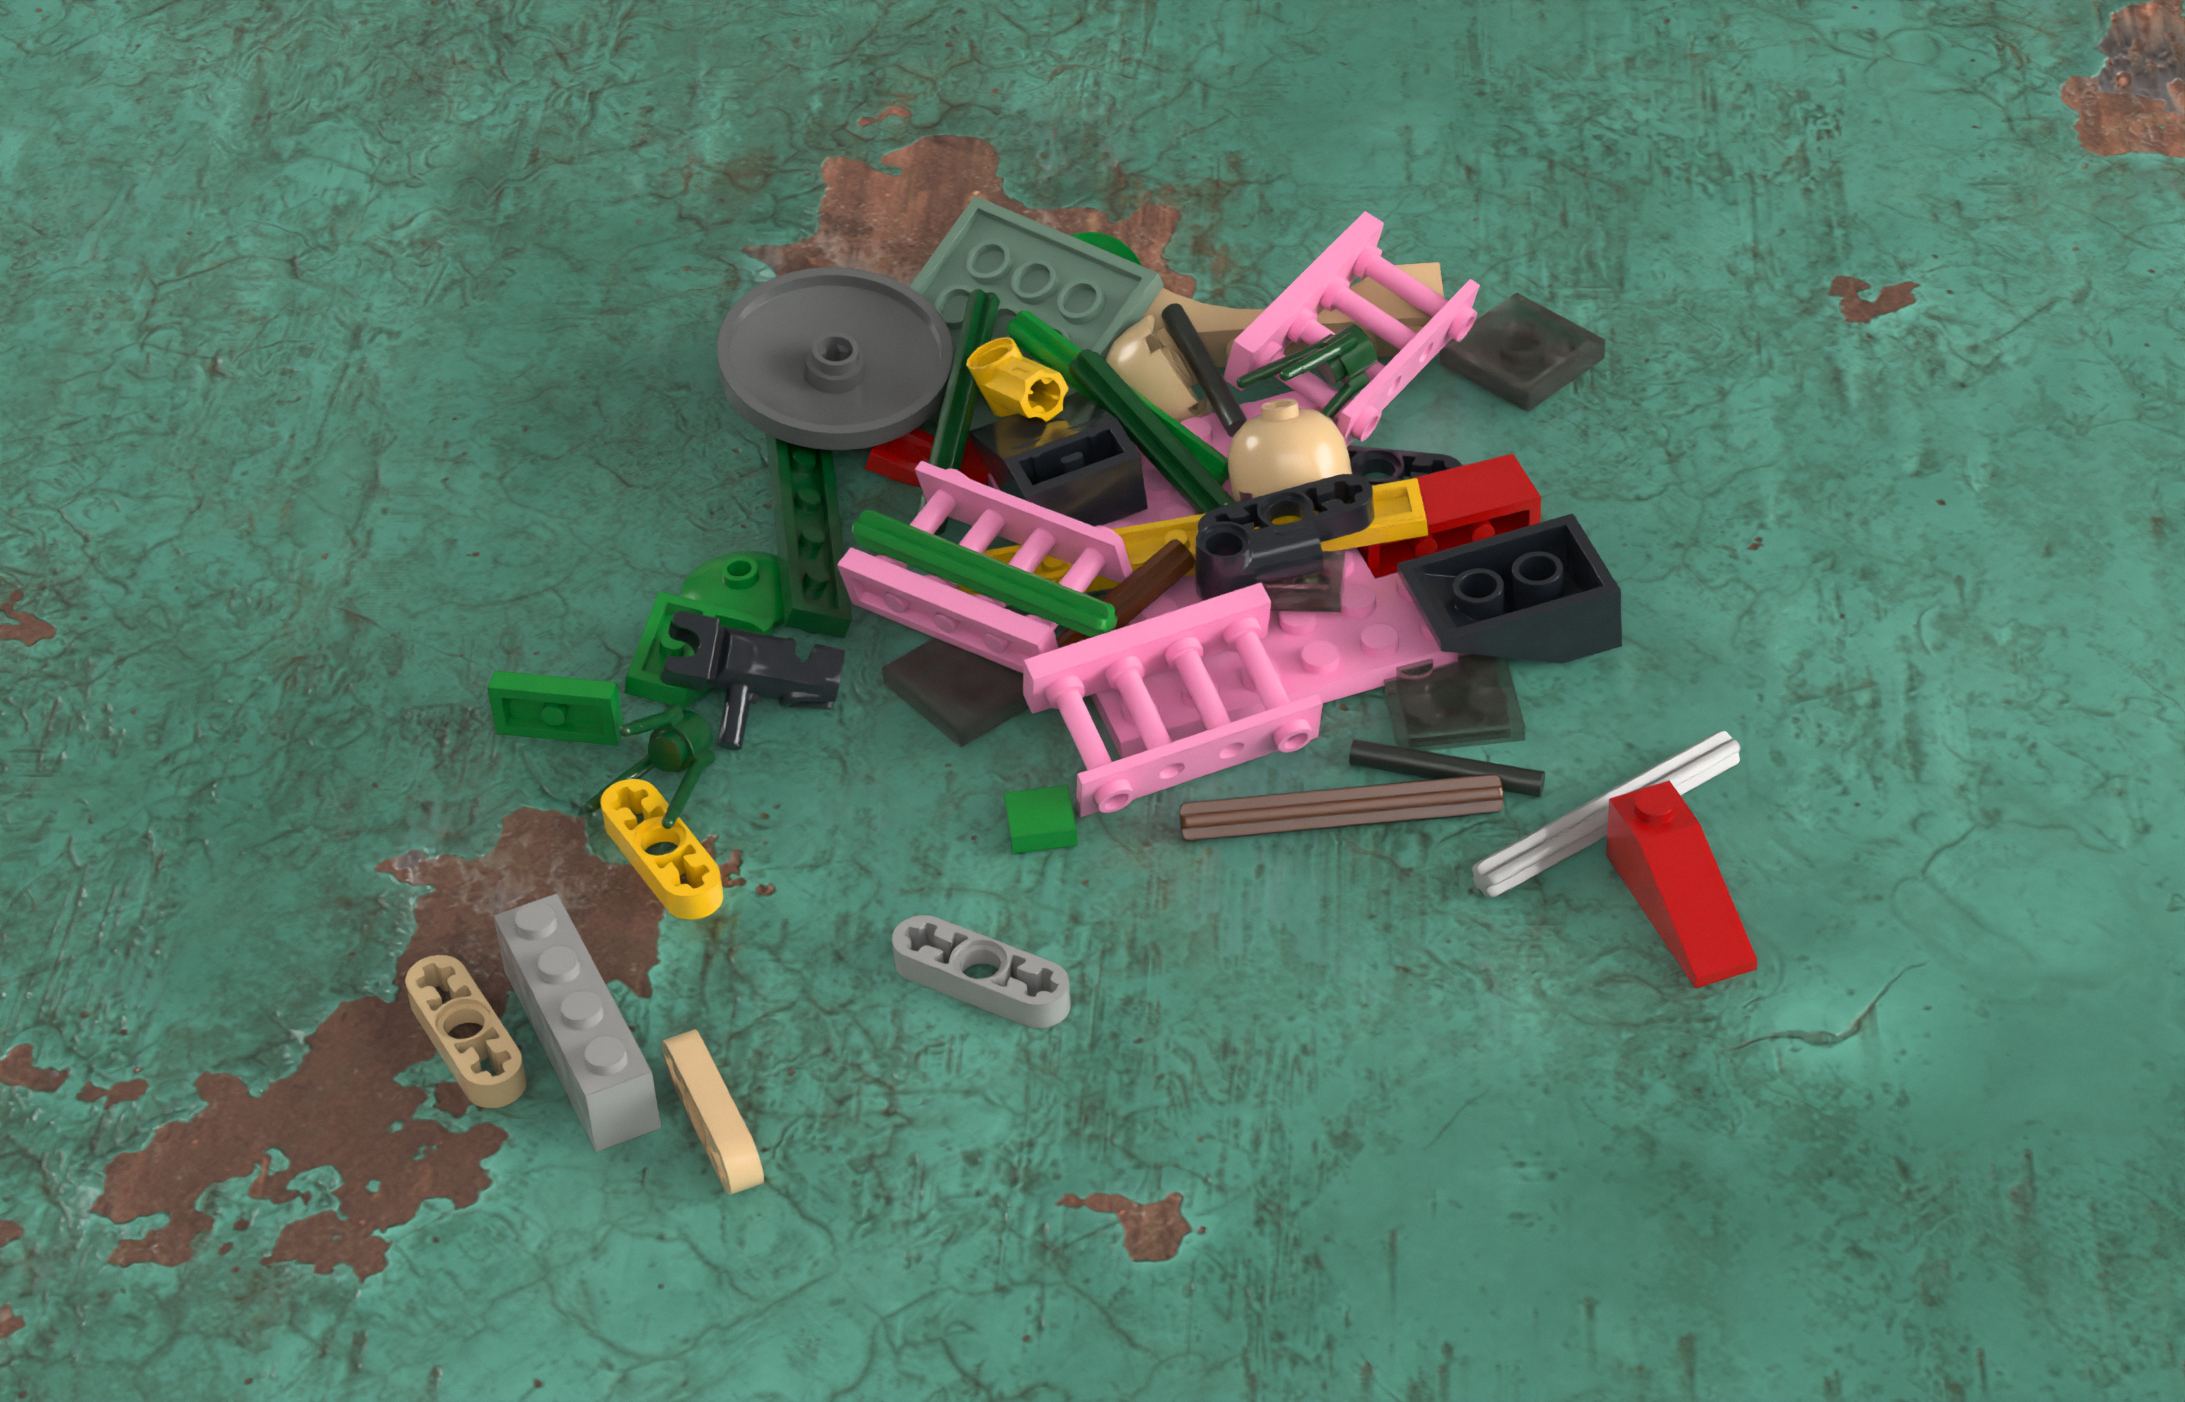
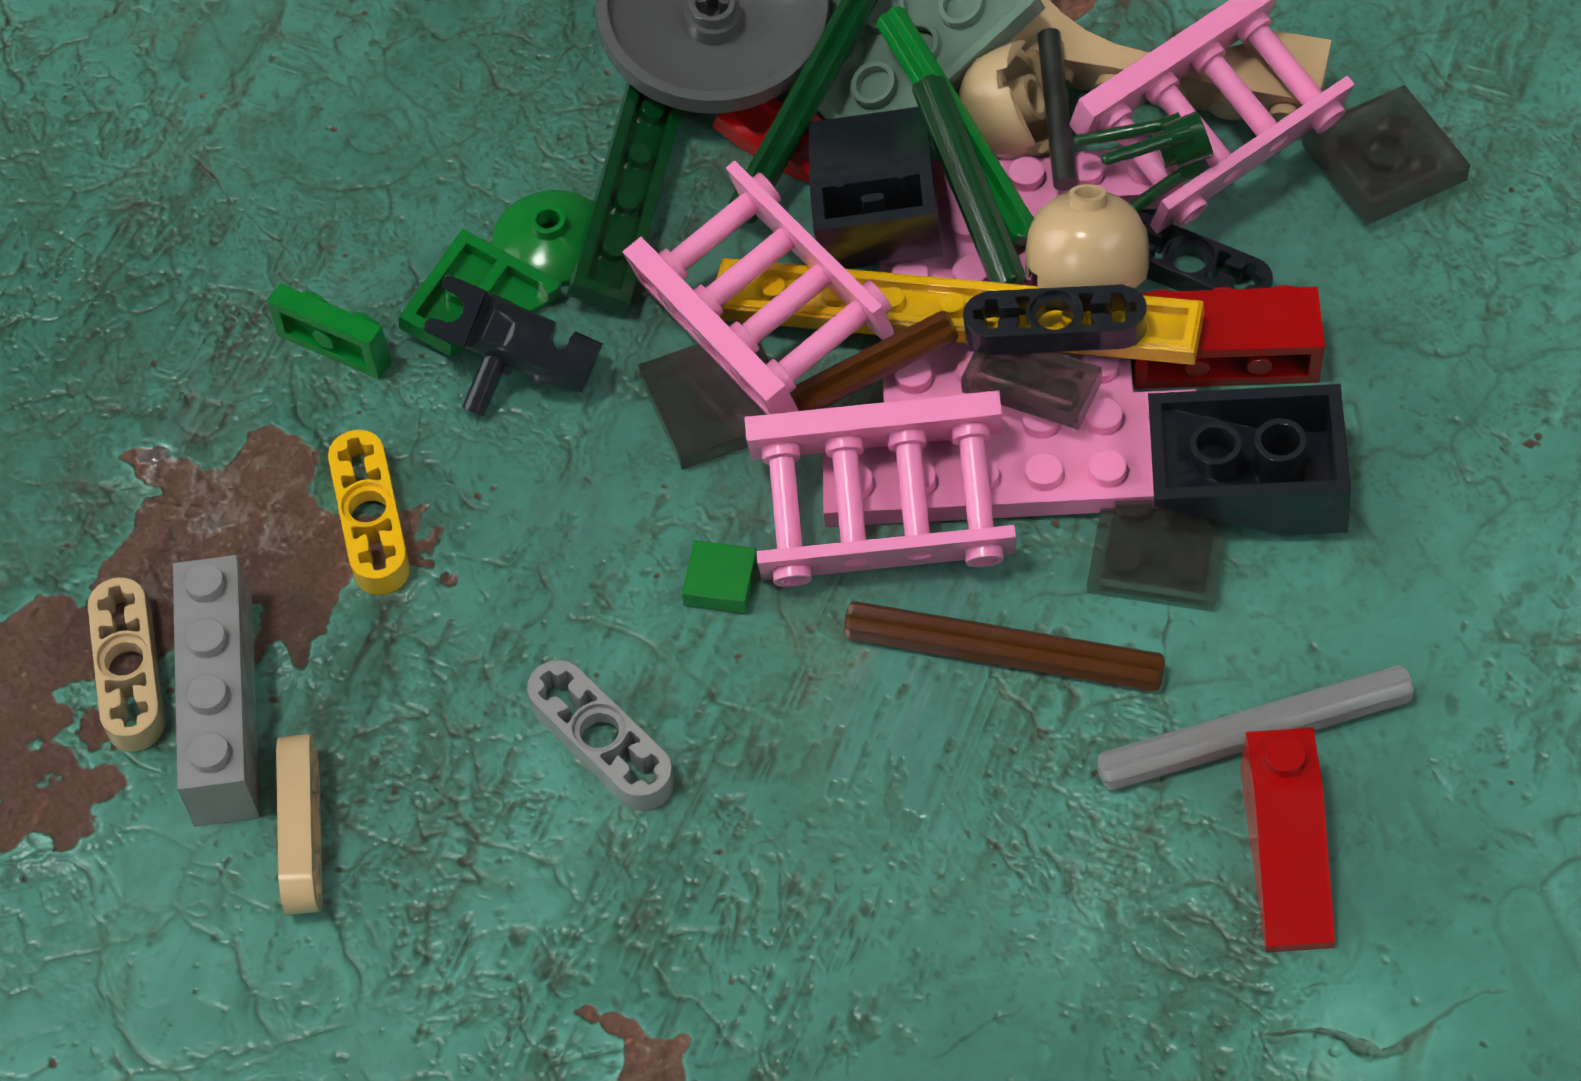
camera: 20 degrees right, 15 degrees up
(676, 744) = (420, 401): dark green plant -> none
(984, 574) = (748, 306): green axle -> none
(1015, 382) = (861, 85): yellow piece -> none
(1236, 558) = (1002, 358): black piece -> none
(1443, 766) = (1123, 626): pearl dark grey bar -> none

